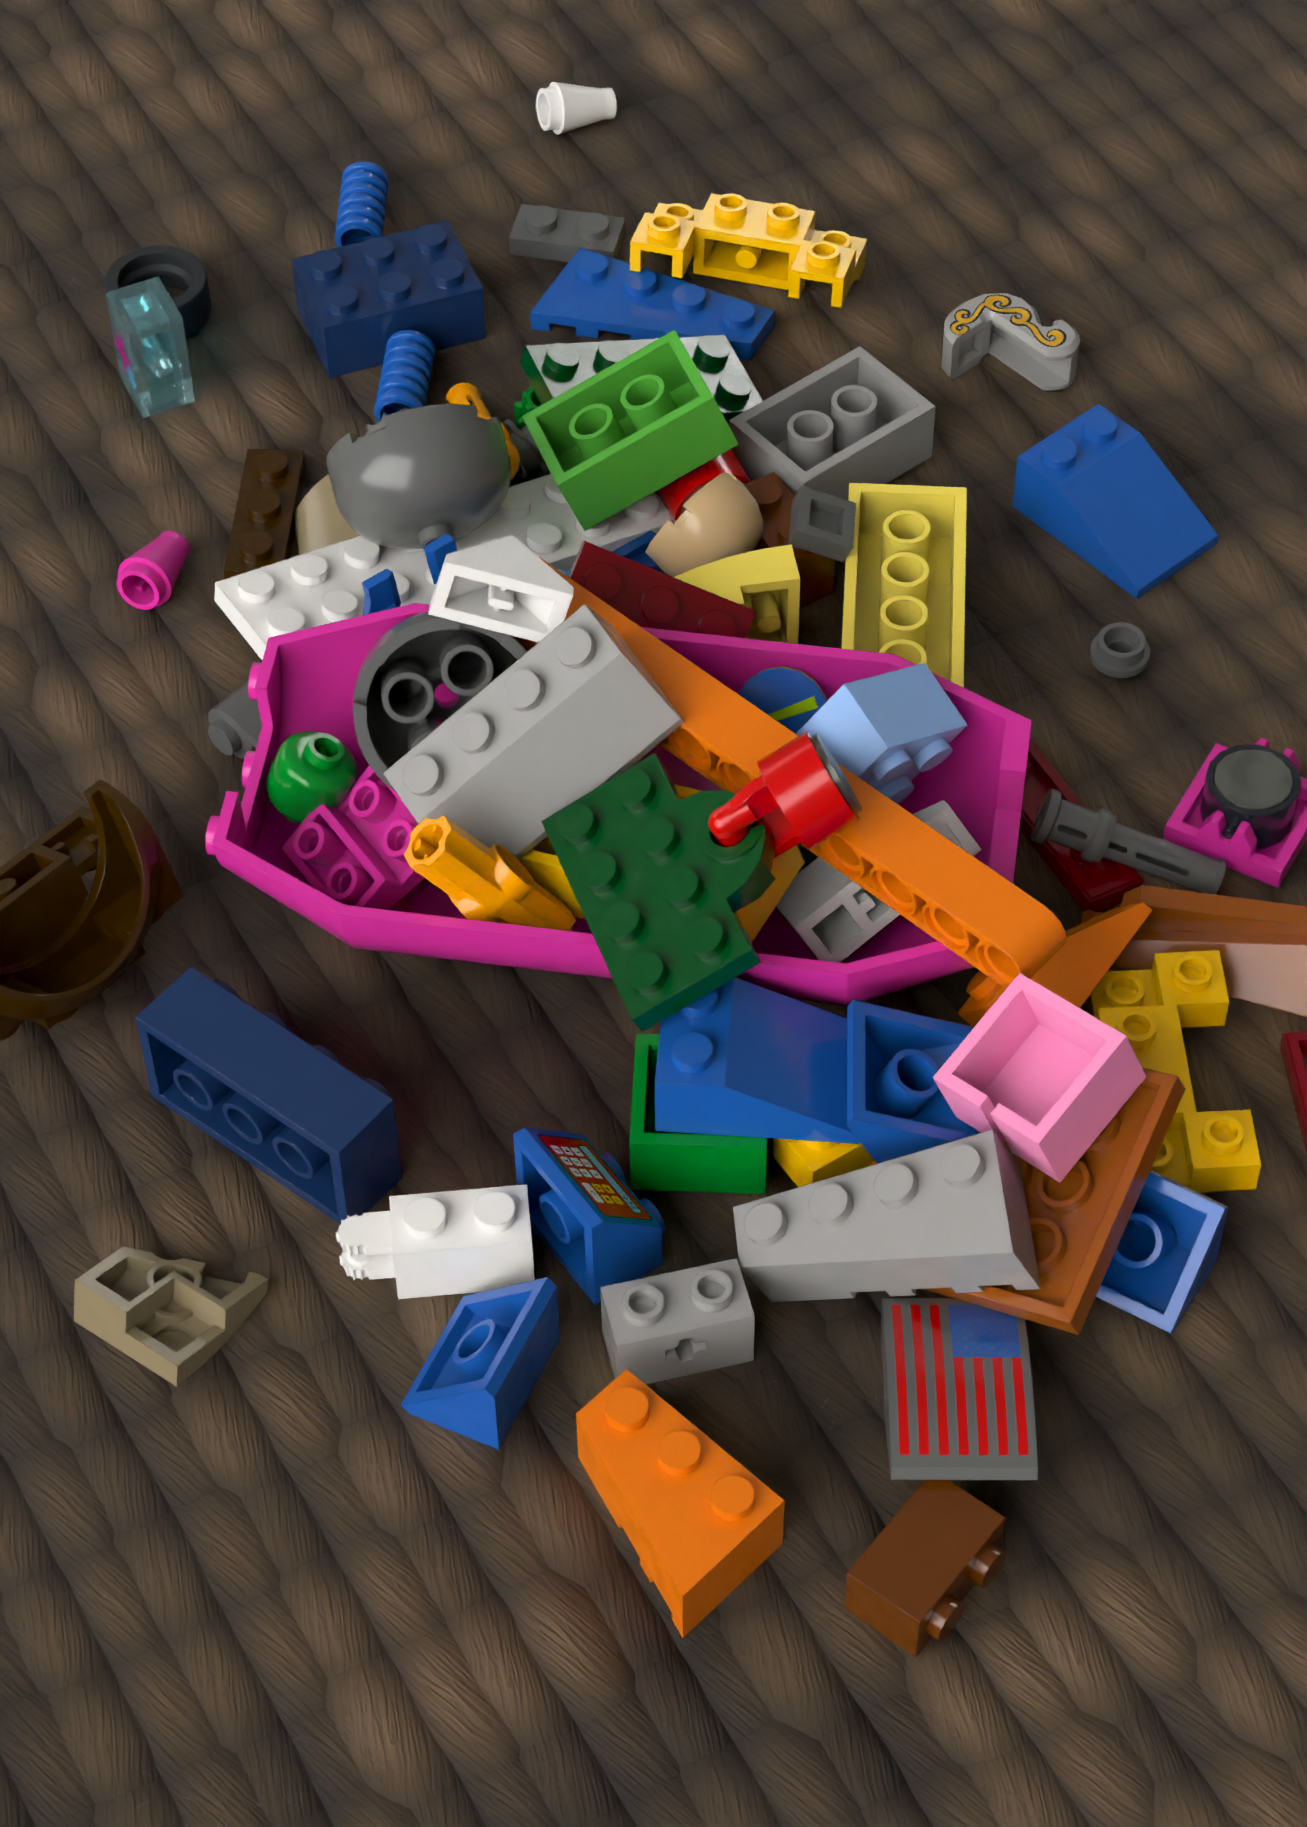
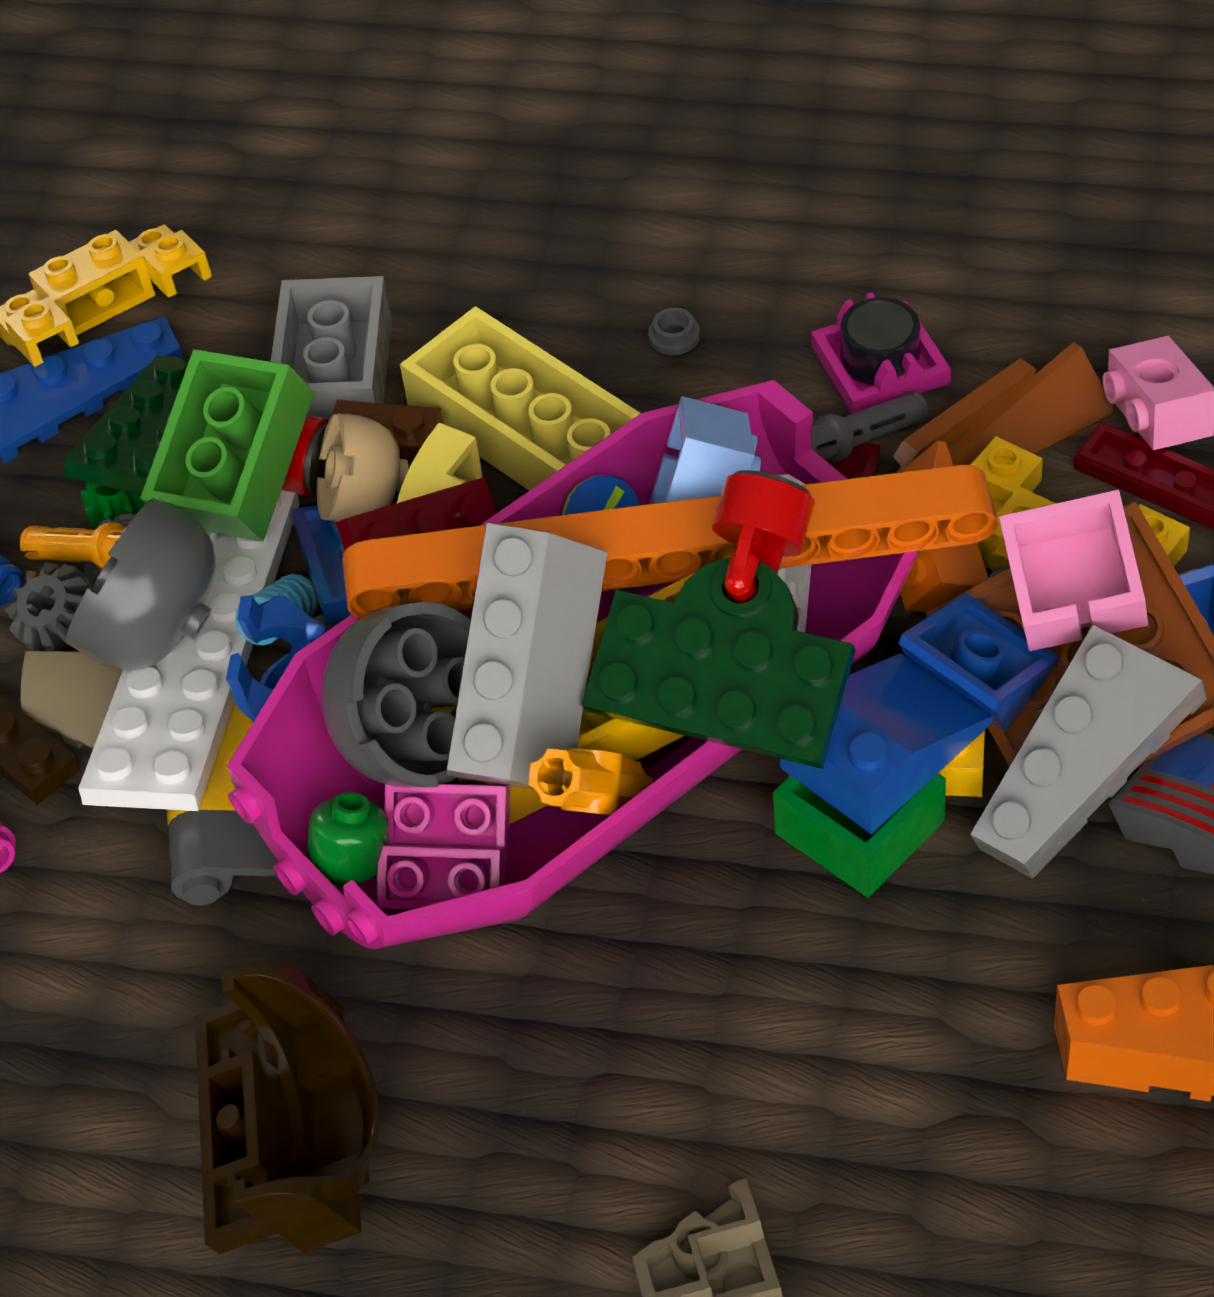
camera: 45 degrees left, 0 degrees up
(270, 1096) = (599, 1062): dark blue brick -> none
(443, 1242) = (827, 1034): white hinge -> none
(488, 1361) = (948, 1076): blue slope -> none
(502, 590) = (403, 569): white slope -> none
(586, 1210) = (879, 935): blue slope -> none
(678, 1322) = (1023, 938): light grey brick -> none
(822, 523) = (430, 397): dark grey plate -> none
(1012, 334) = (347, 206): light grey animal -> none
(1111, 501) = (545, 253): blue slope -> none

